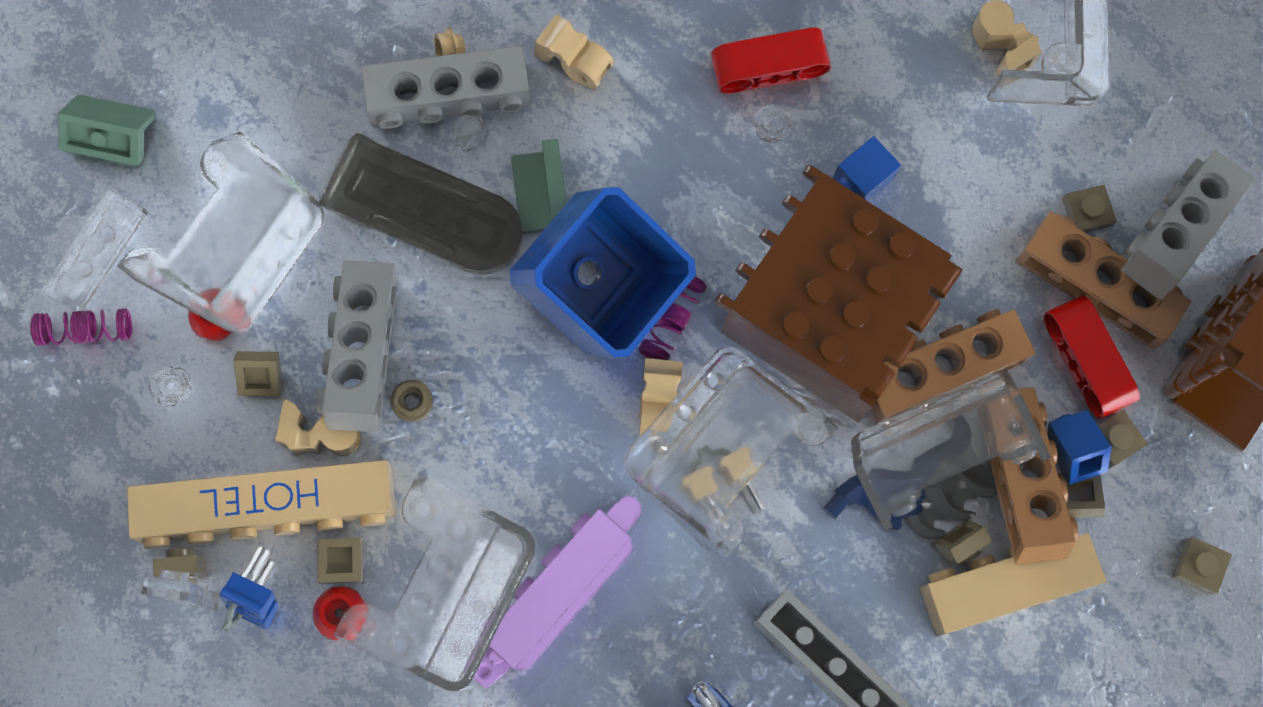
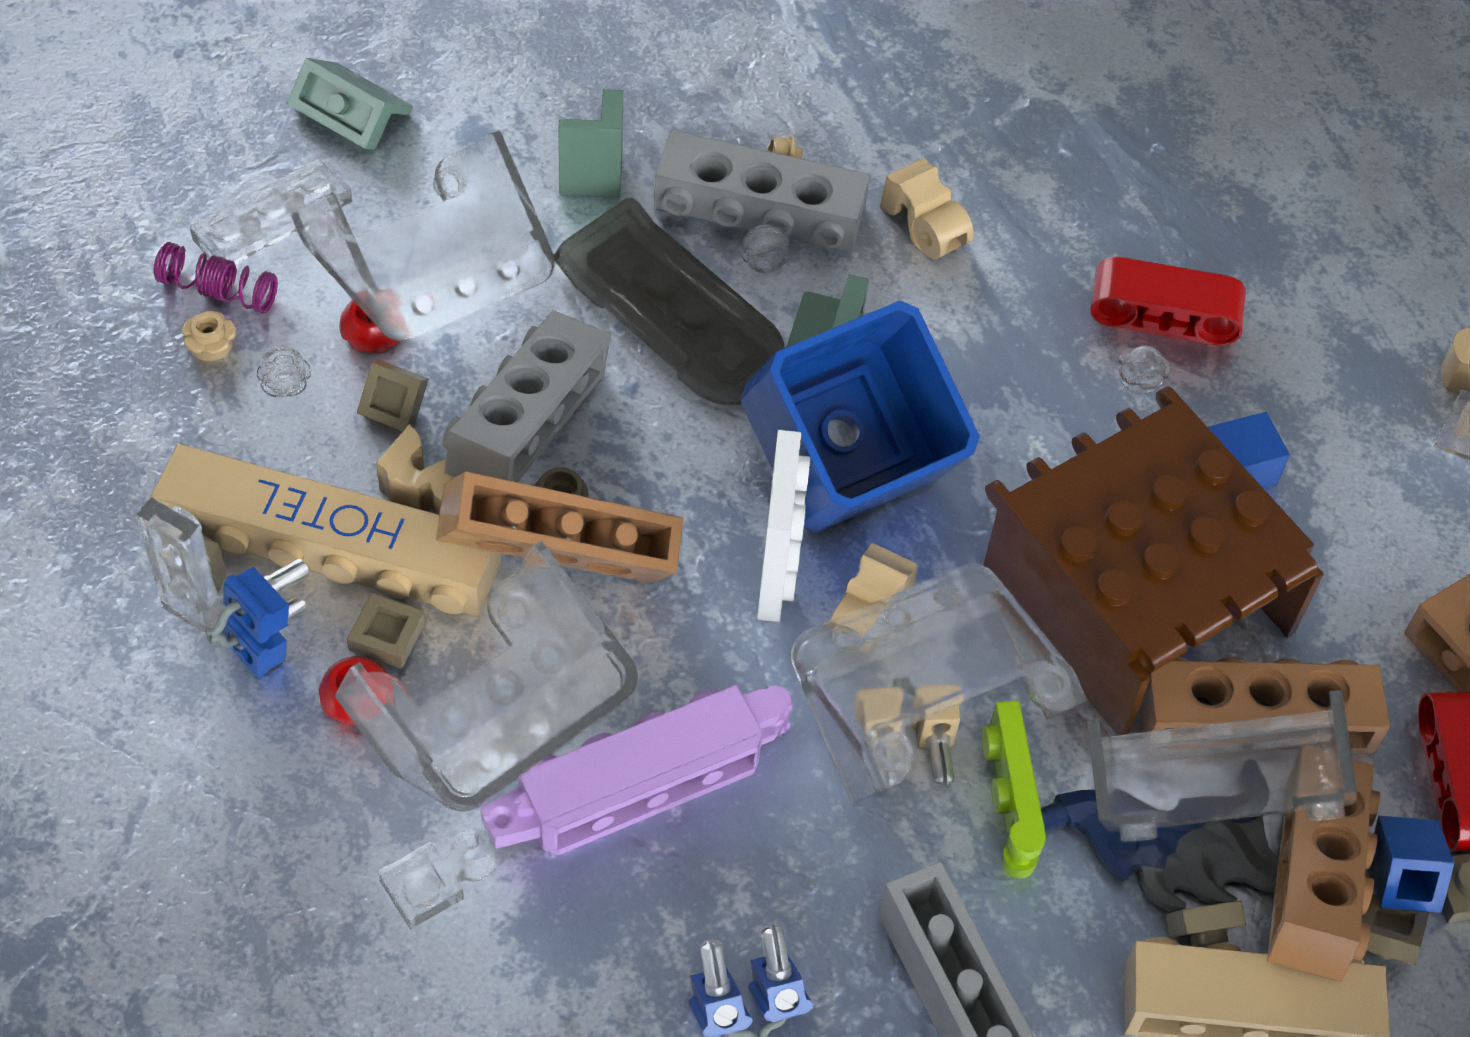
camera: 25 degrees right, 20 degrees down
(104, 385) = (210, 345): none -> tan plate
(315, 113) = (593, 151): none -> sand green panel
(429, 447) = (576, 529): none -> medium nougat brick
(587, 390) = (783, 526): none -> white plate
(673, 319) = (929, 522): magenta piece -> none
(808, 499) = (1014, 789): none -> lime plate

